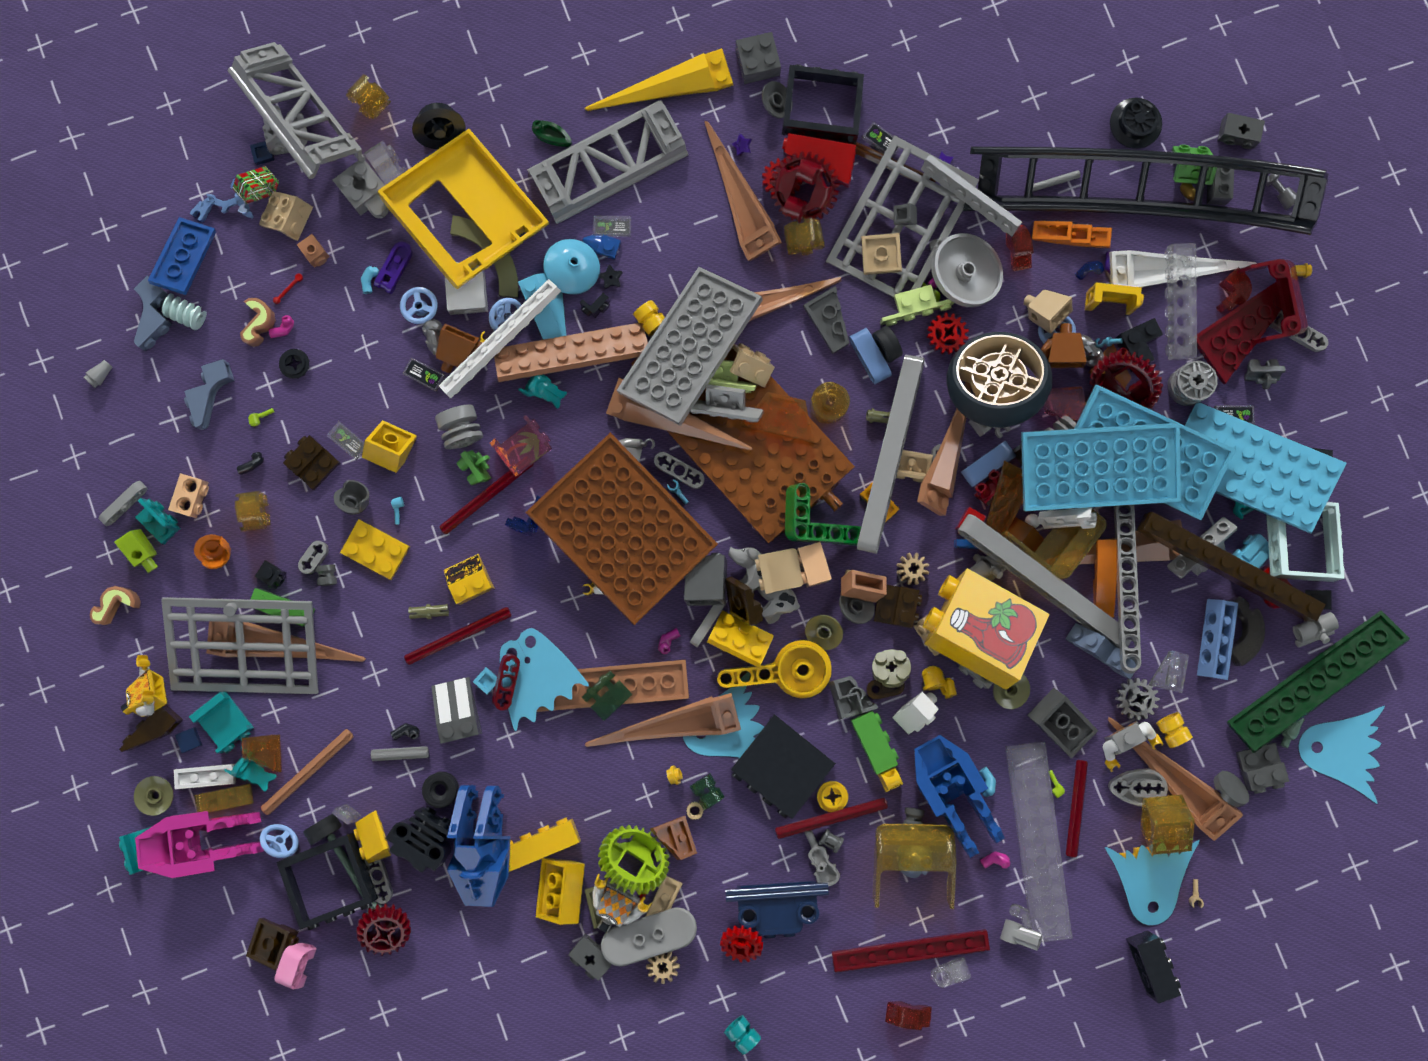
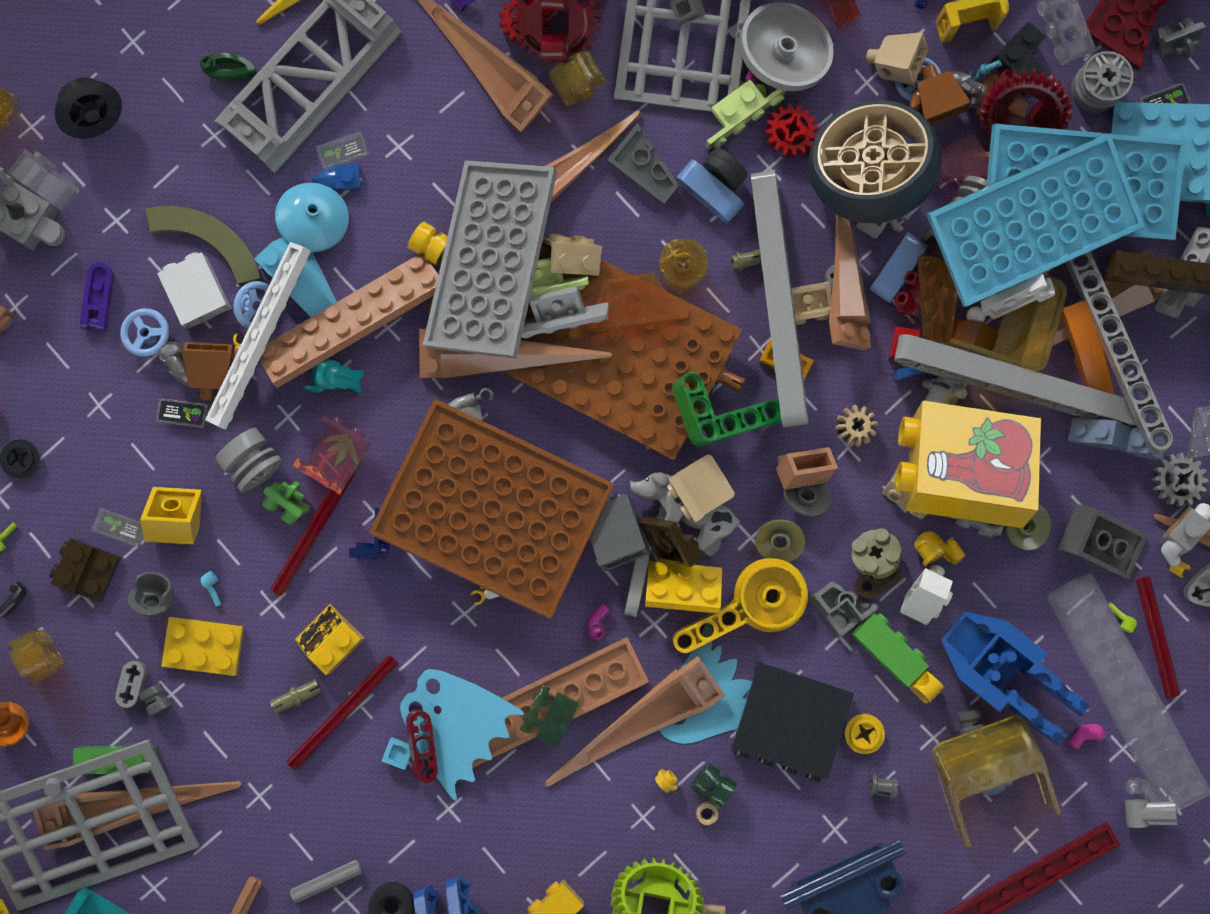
camera: 20 degrees left, 0 degrees up
(271, 574) = (87, 724): black bracket -> none
(366, 278) = (68, 323): medium azure arm -> none
(407, 730) = (323, 849): black arm -> none
(455, 710) = (374, 803): dark grey slope -> none
(483, 193) = (168, 166): yellow door -> none
(598, 306) = (363, 251): black bracket -> none
(610, 282) = (370, 215): black plate -> none
(664, 467) = (552, 410): light grey beam -> none
(676, 490) = (539, 438): medium azure hand -> none
(676, 837) = (697, 855): dark orange wing -> none
(813, 565) = (738, 465): light nougat brick -> none
(818, 855) = (890, 825): light grey piece -> none
(831, 818) = (873, 760): dark red axle -> none
(881, 254) = (677, 65): tan tile -> none
(898, 607) = (857, 477): dark brown plate -> none
(954, 972) = (1088, 887): clear piece -> none
(989, 780) = (1044, 643): medium azure arm -> none

